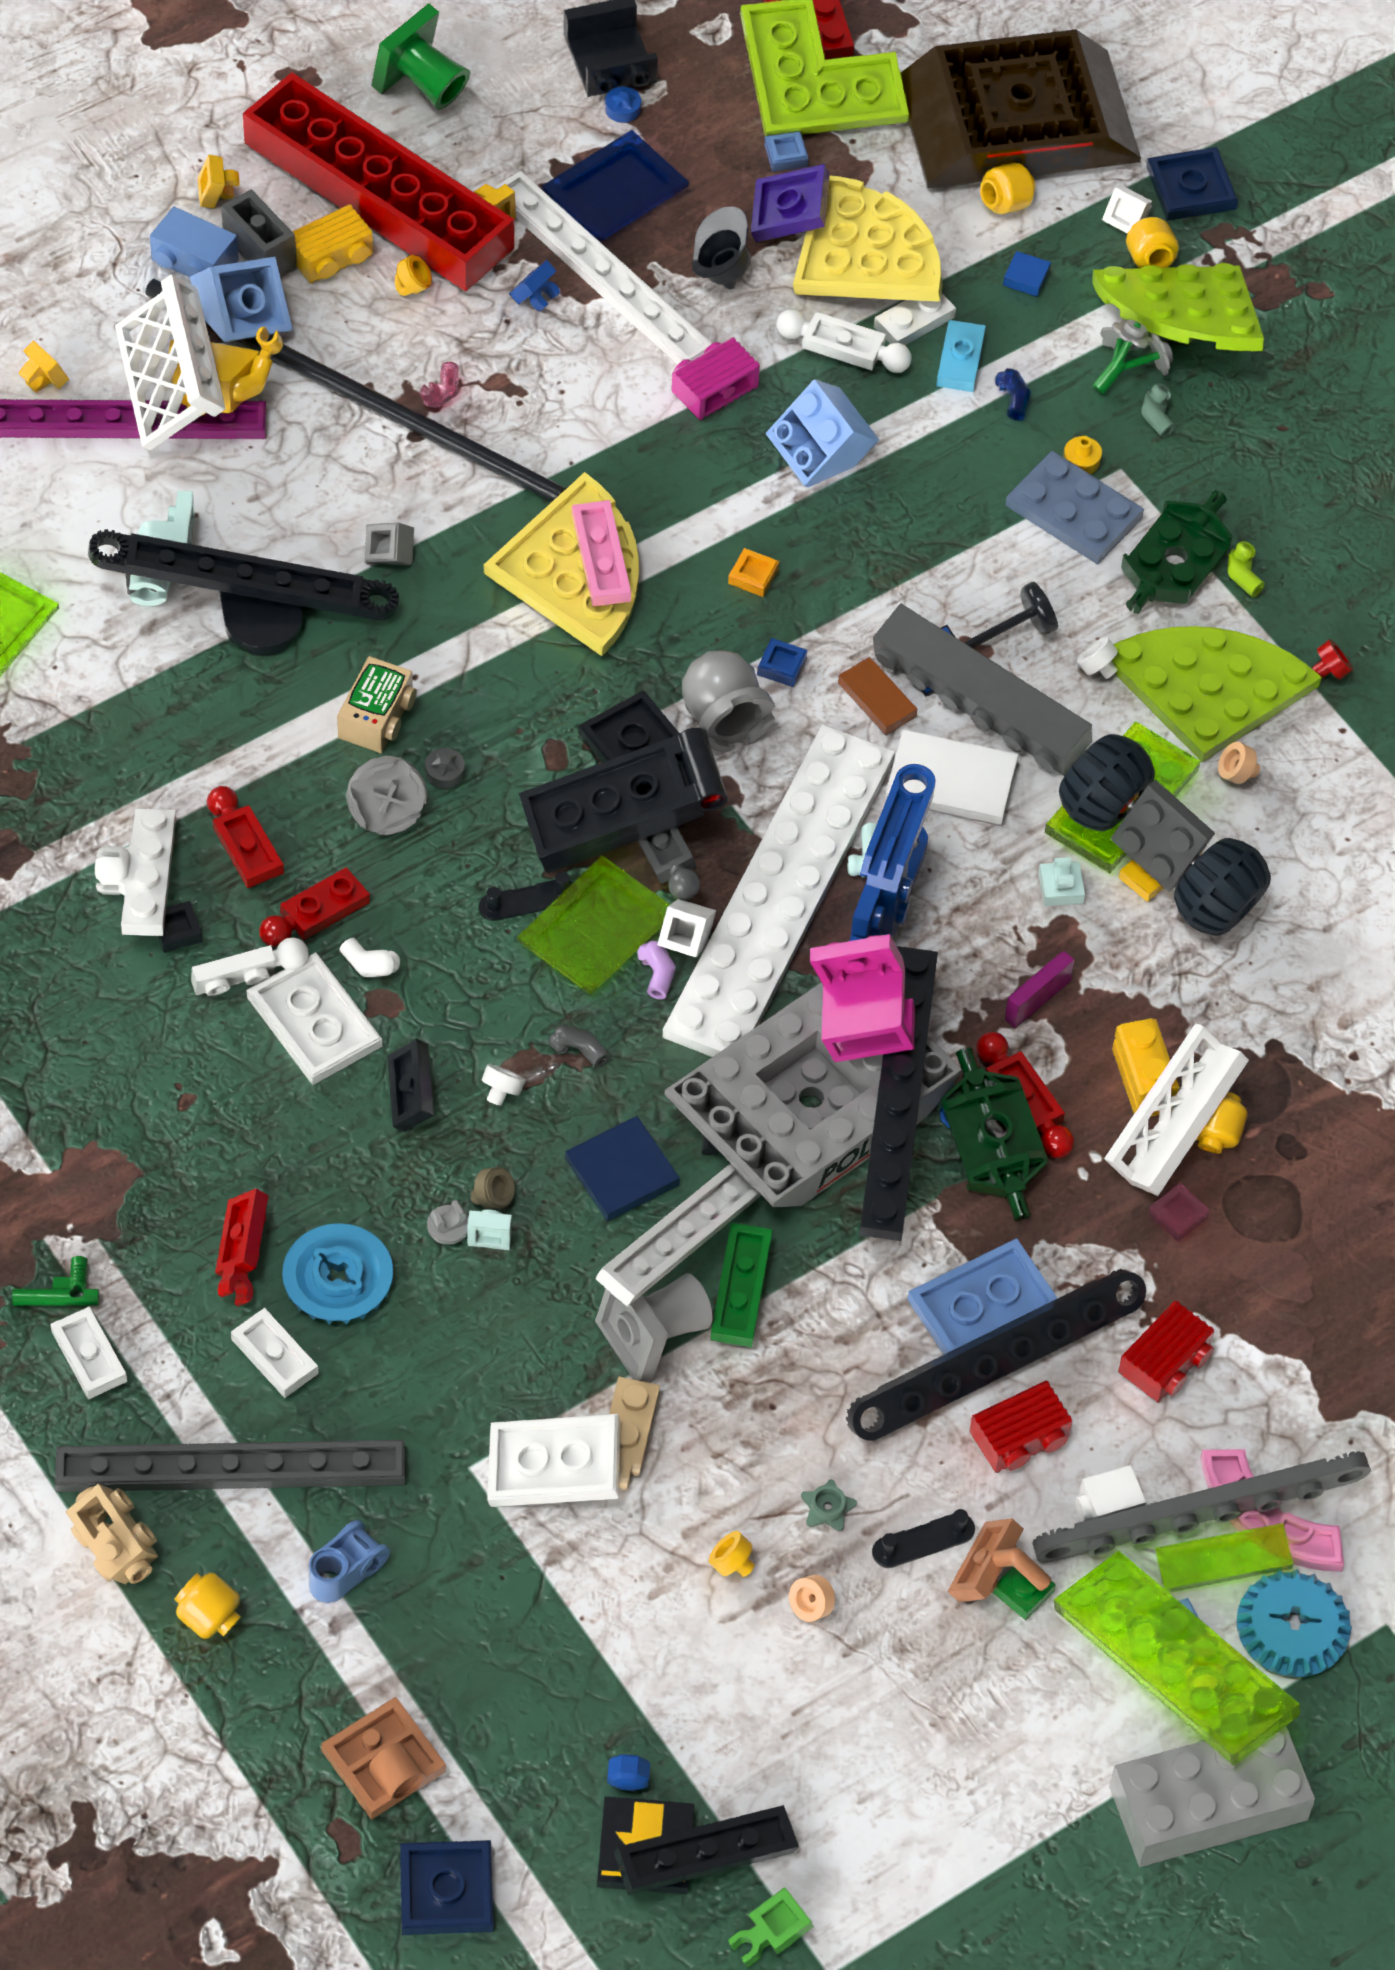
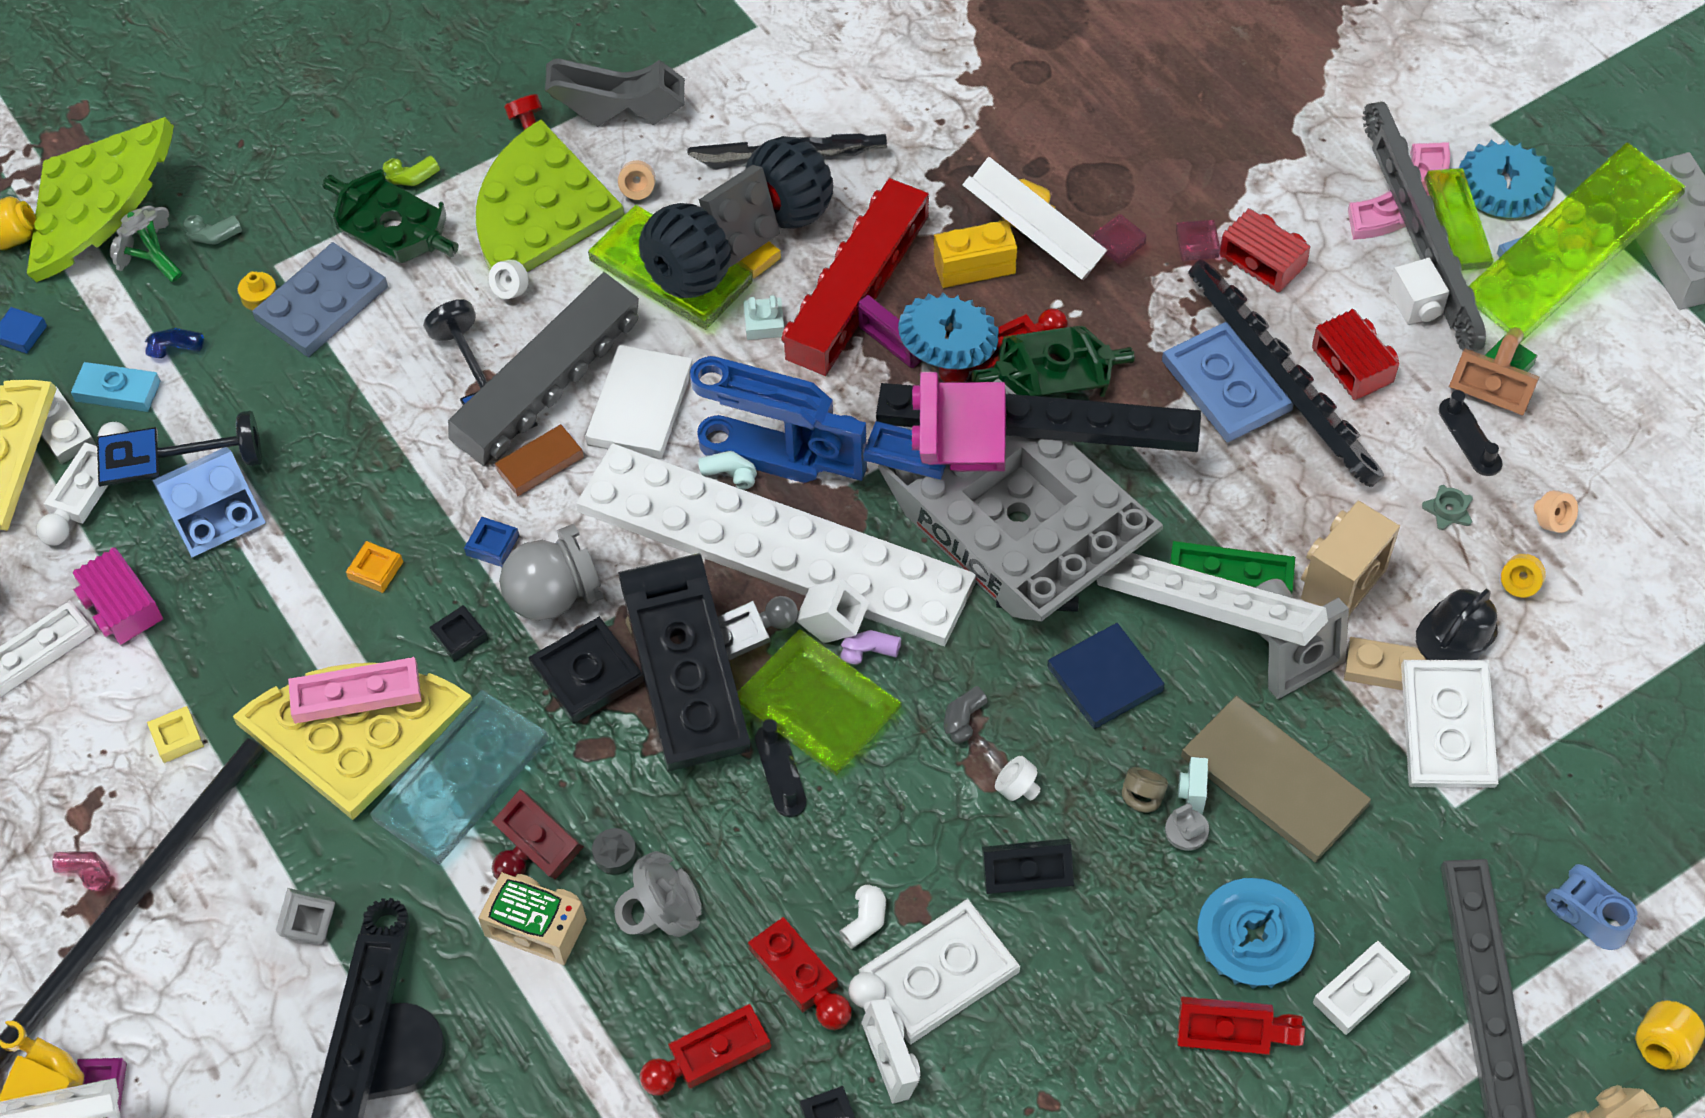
camera: 85 degrees left, 0 degrees up
(454, 707) = (535, 837): none -> dark red plate
(502, 1306) = (1277, 778): none -> dark tan tile
(522, 647) = (459, 777): none -> clear light blue plate
(575, 438) = (175, 734): none -> light yellow tile
(666, 1486) = (1458, 627): none -> black piece
(679, 641) = (458, 633): none -> black tile
(735, 1376) = (1349, 557): none -> tan brick
(866, 368) = (136, 453): none -> black piece
(1006, 1044) = (969, 343): none -> dark azure gear
(1115, 960) = (859, 269): none -> red brick
(1180, 1285) = (1198, 240): none -> clear pink plate
(1298, 945) = (734, 154): none -> black sword
(1351, 730) = (604, 93): none -> dark grey arch

